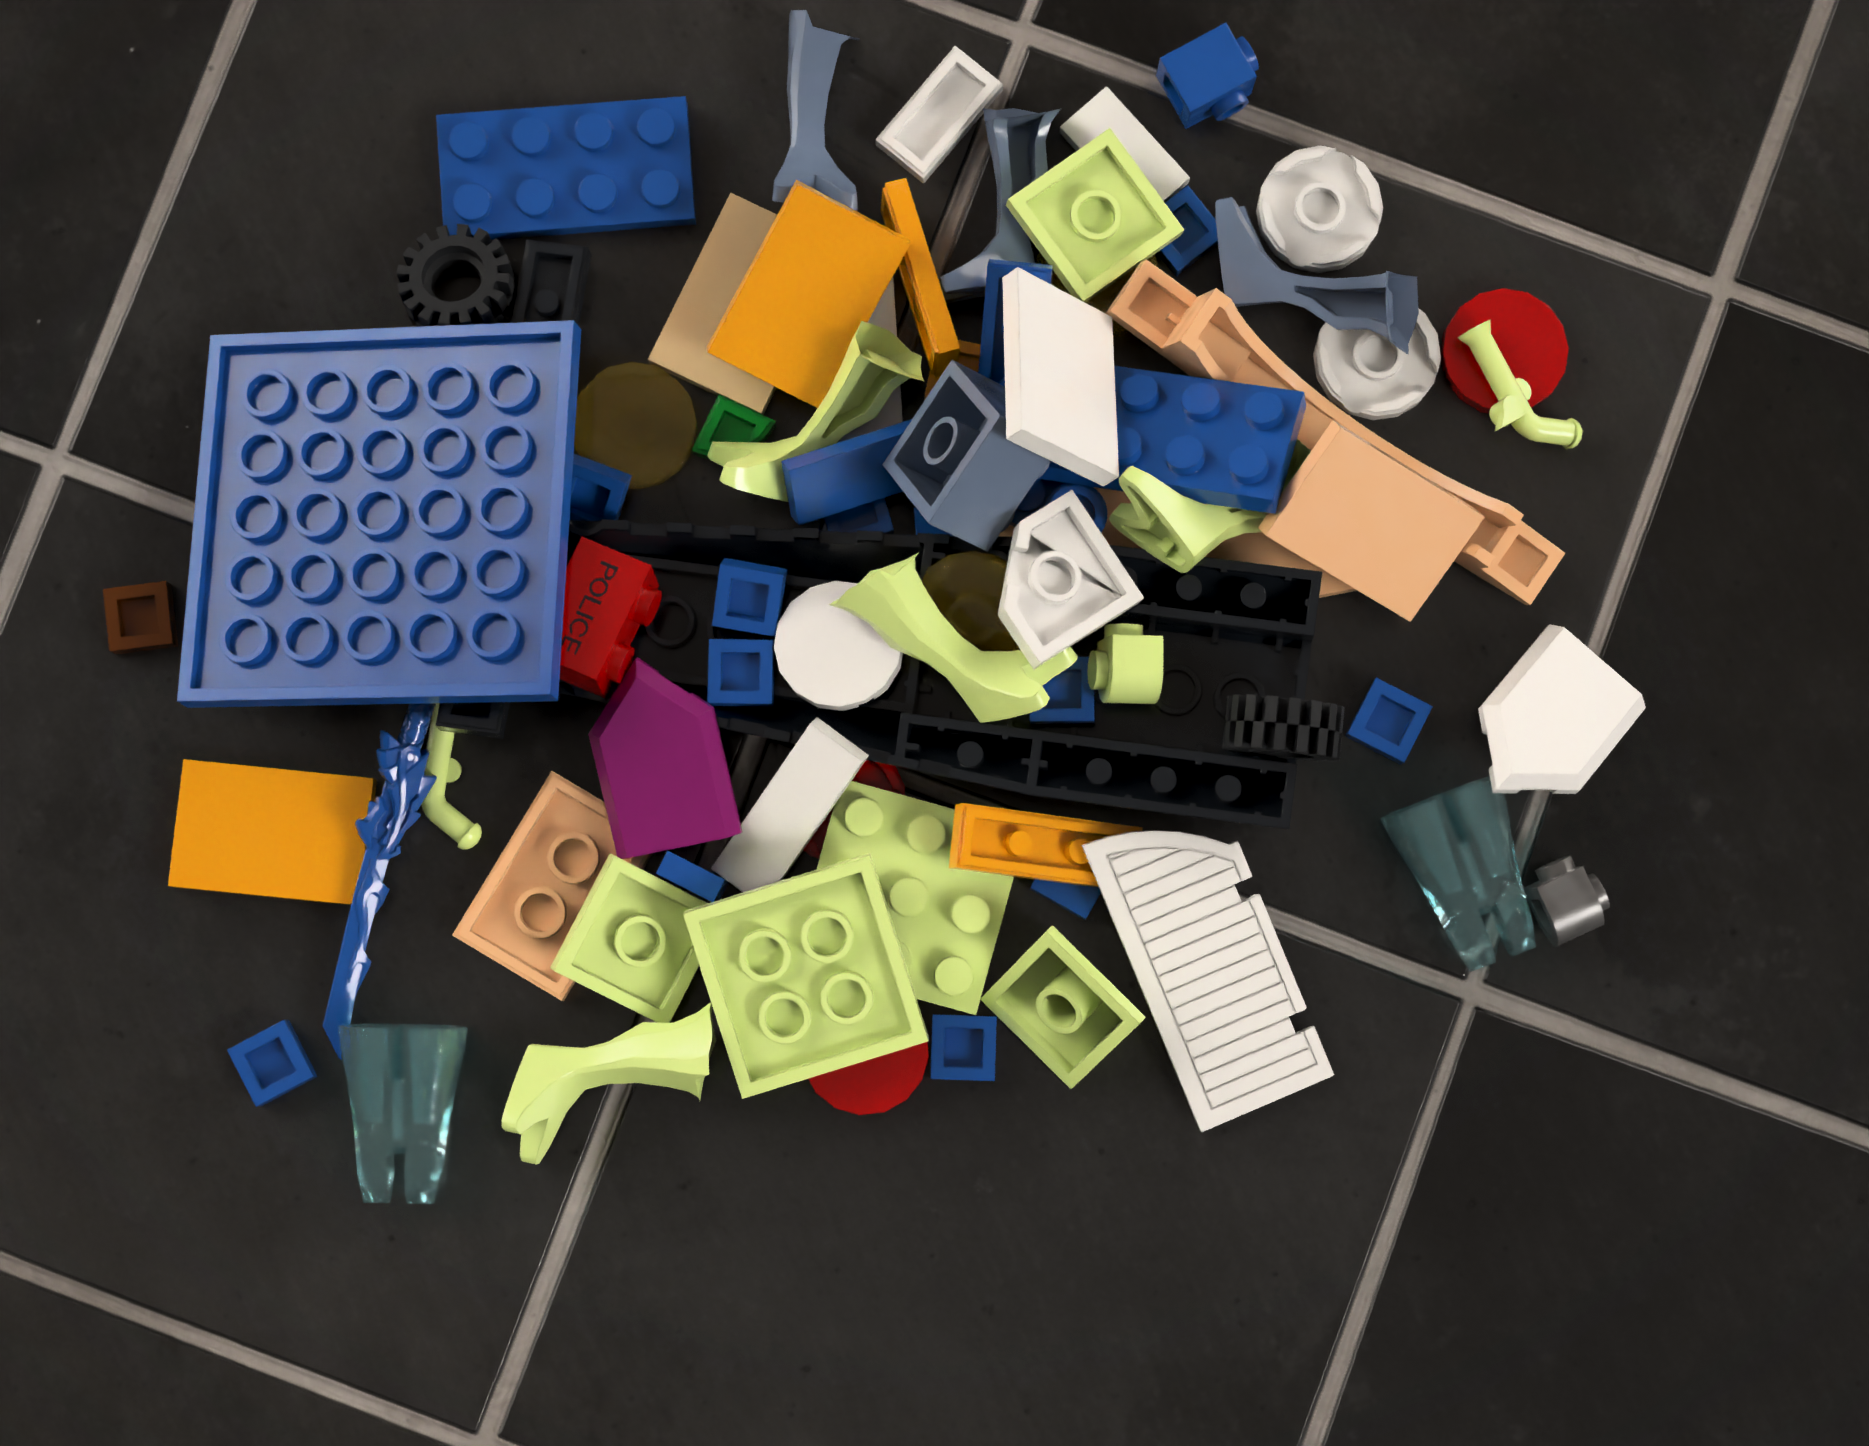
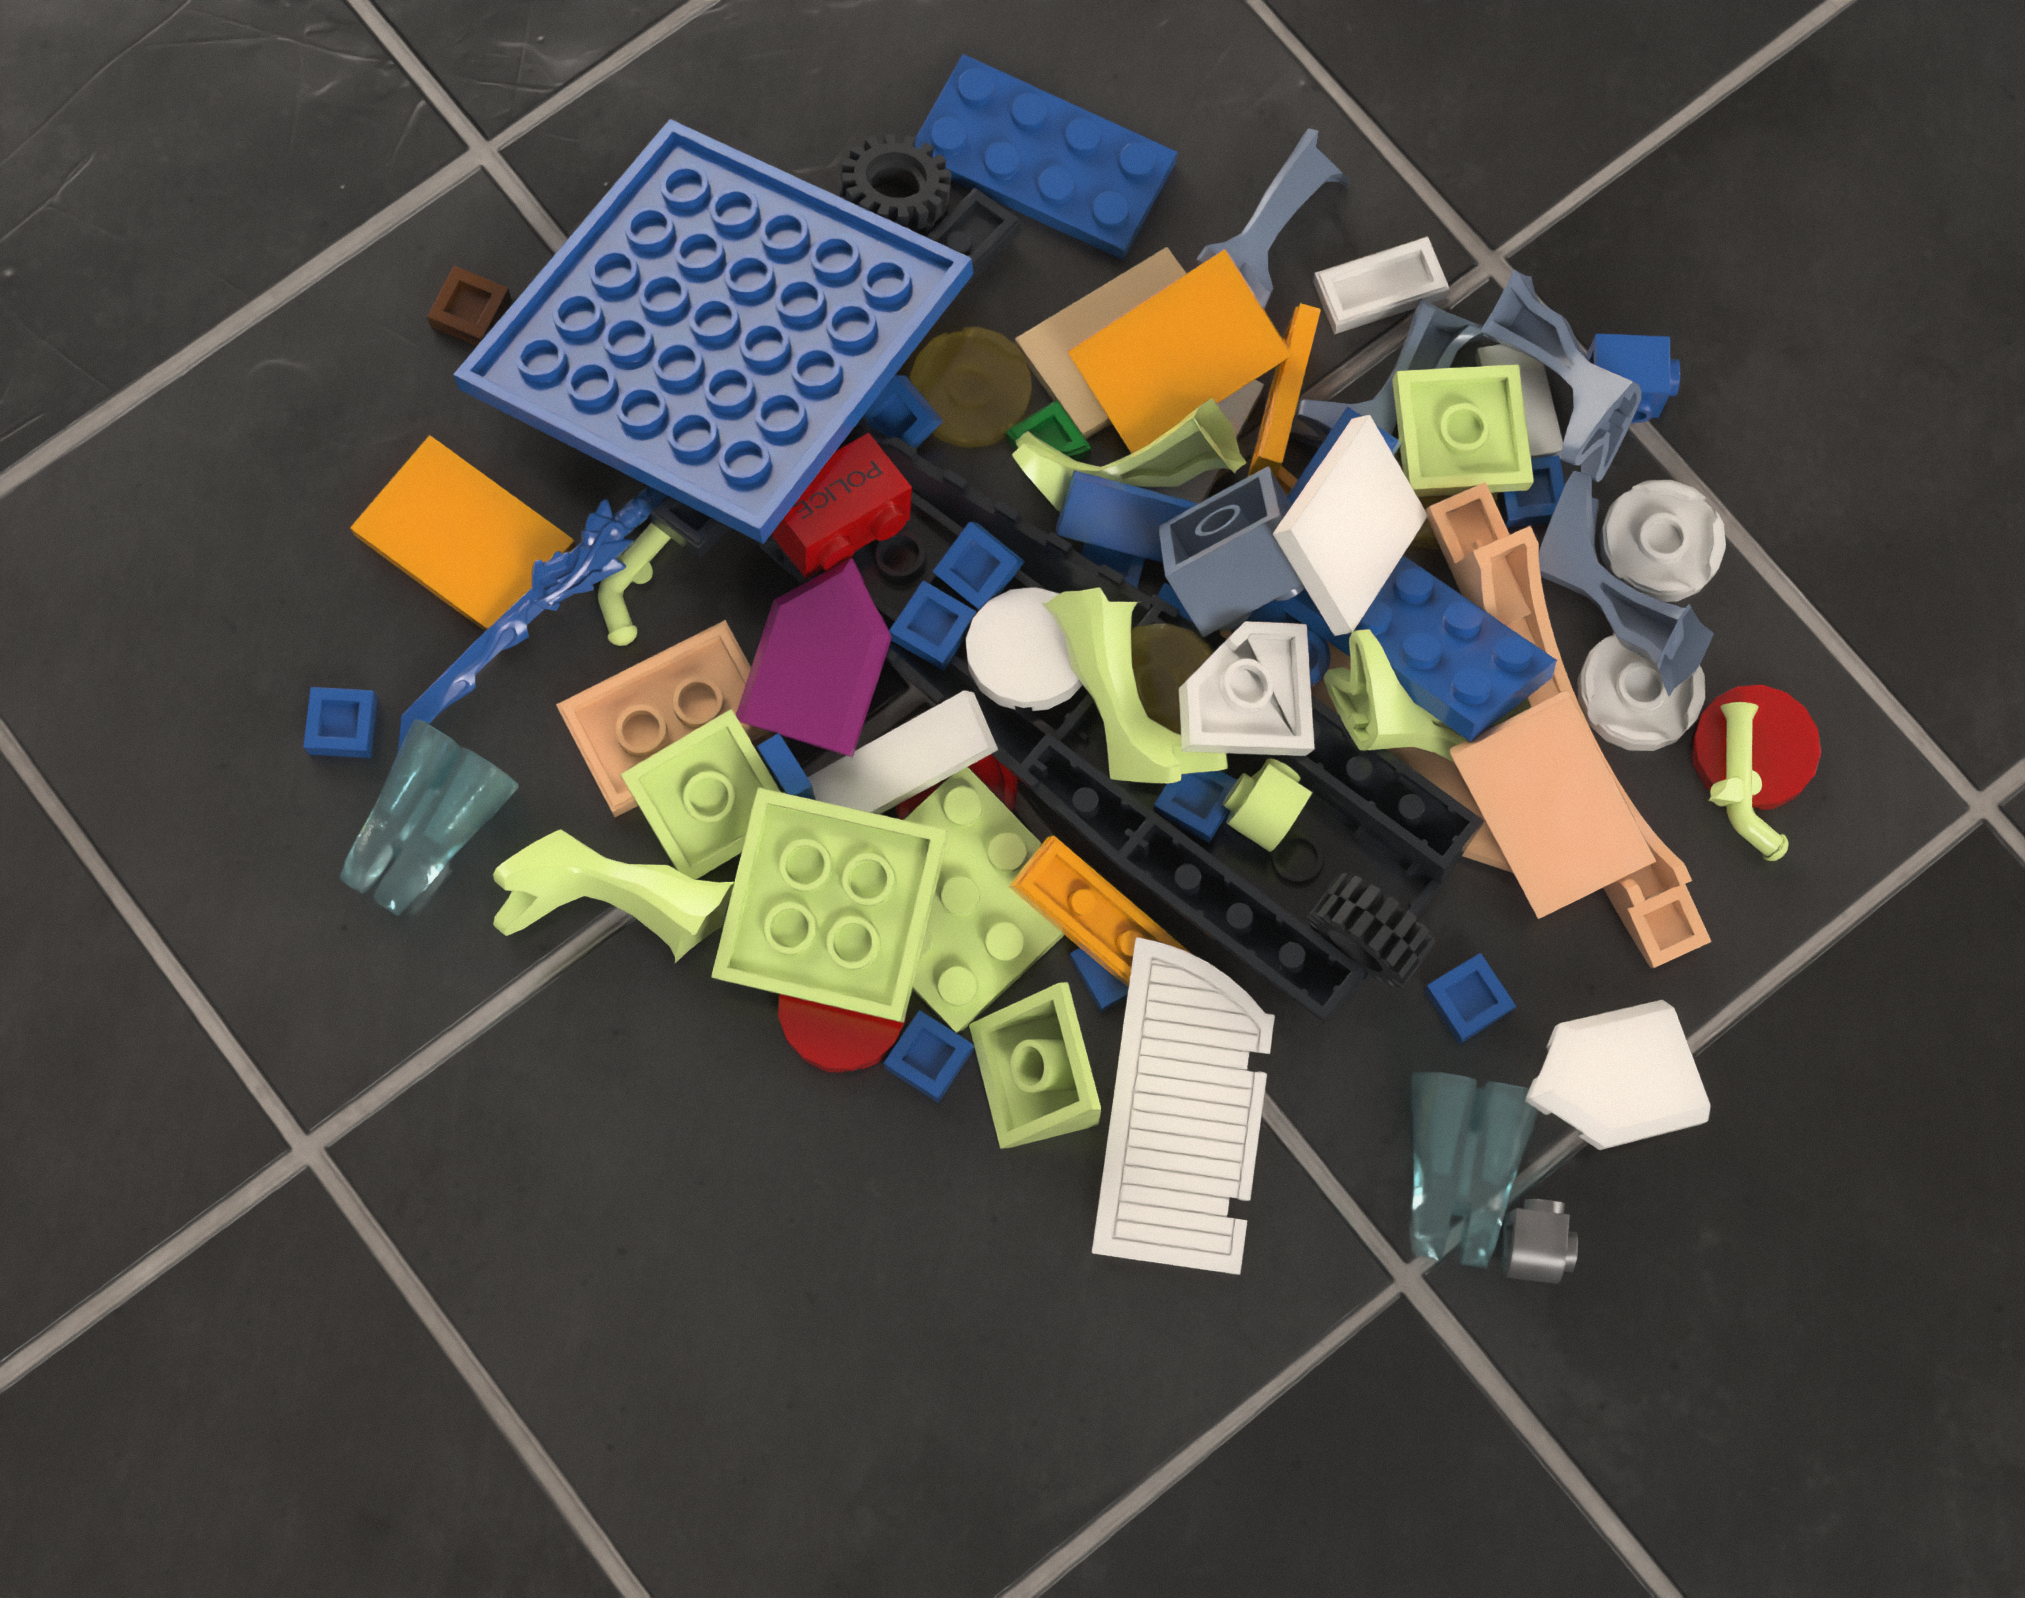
camera: 30 degrees right, 10 degrees down
(1202, 120) = (1601, 399): none -> sand blue animal

